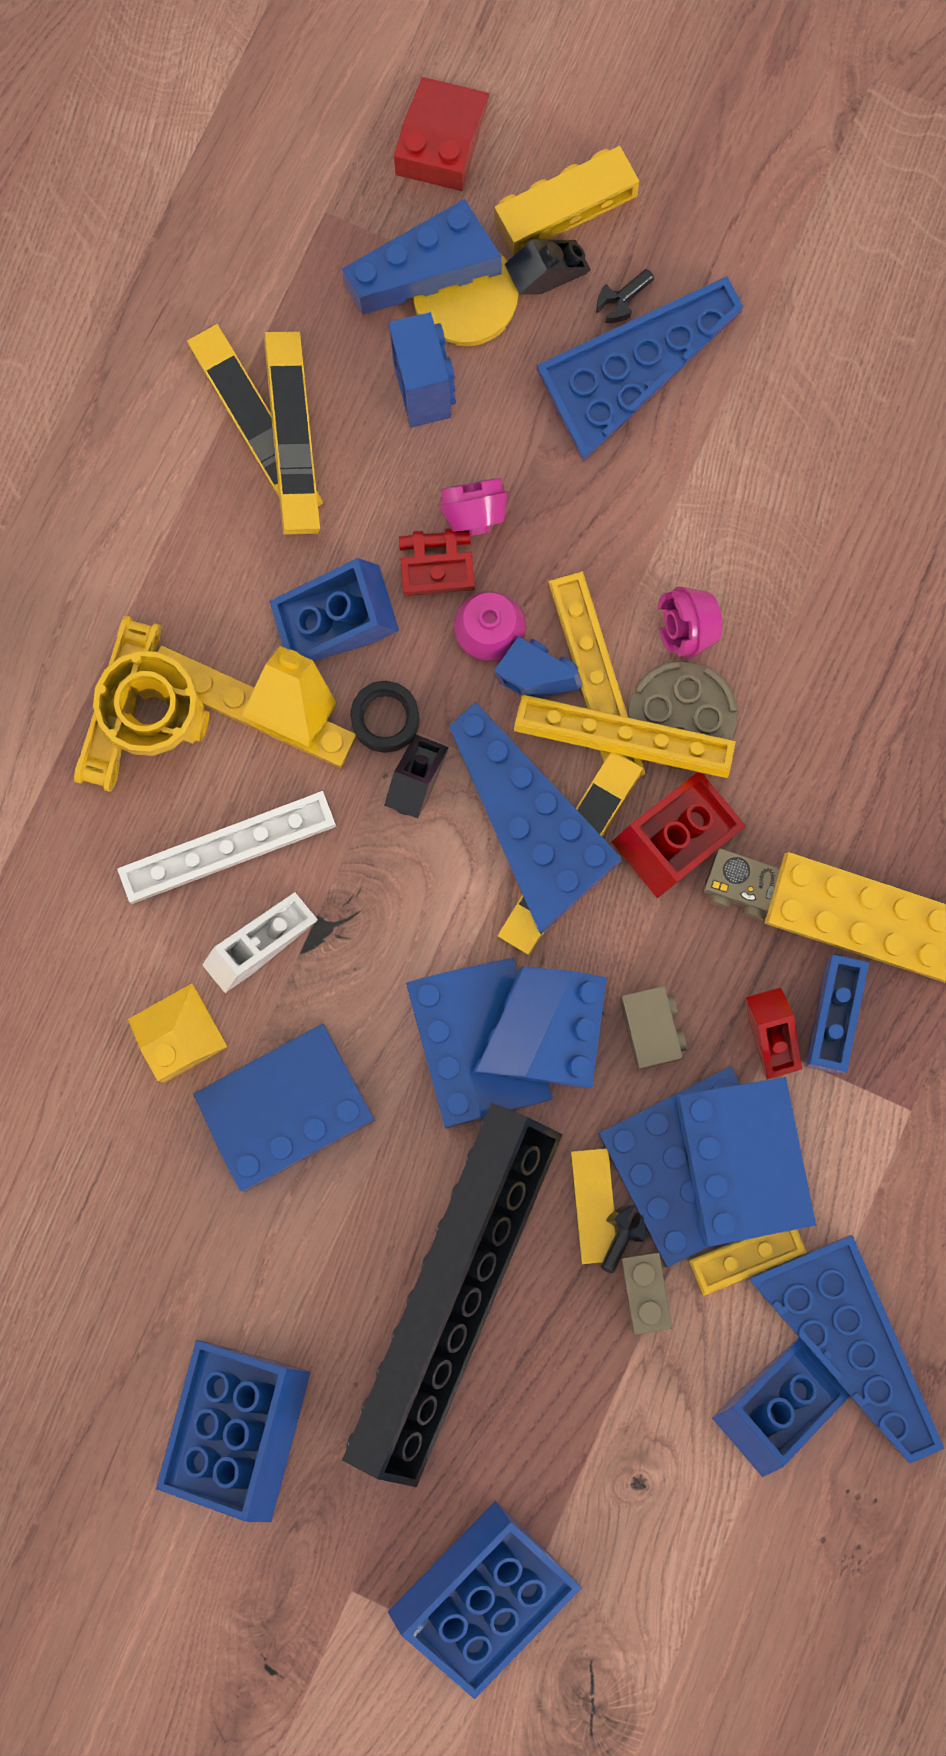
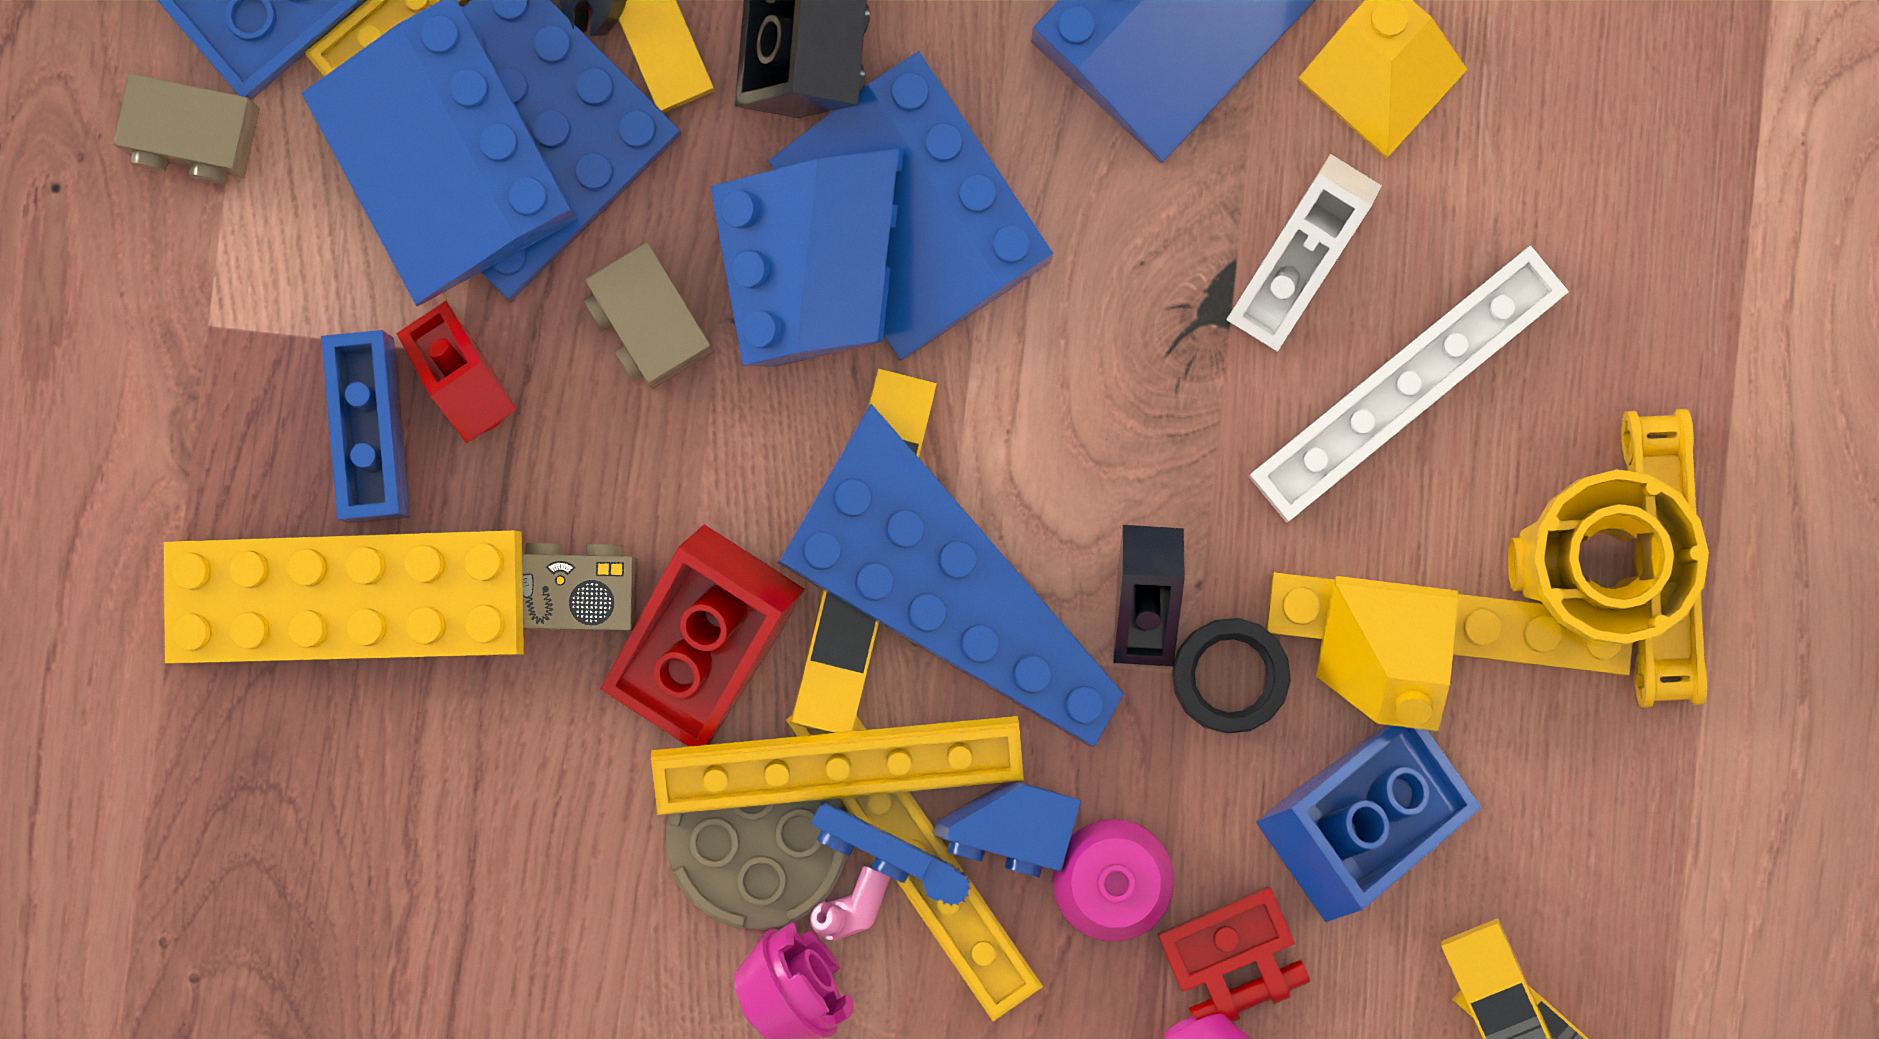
camera: 155 degrees right, 5 degrees up
(609, 676) = (893, 855): none -> blue hinge
(641, 656) = (854, 912): none -> bright pink arm
(891, 1229) = (186, 128): none -> dark tan brick

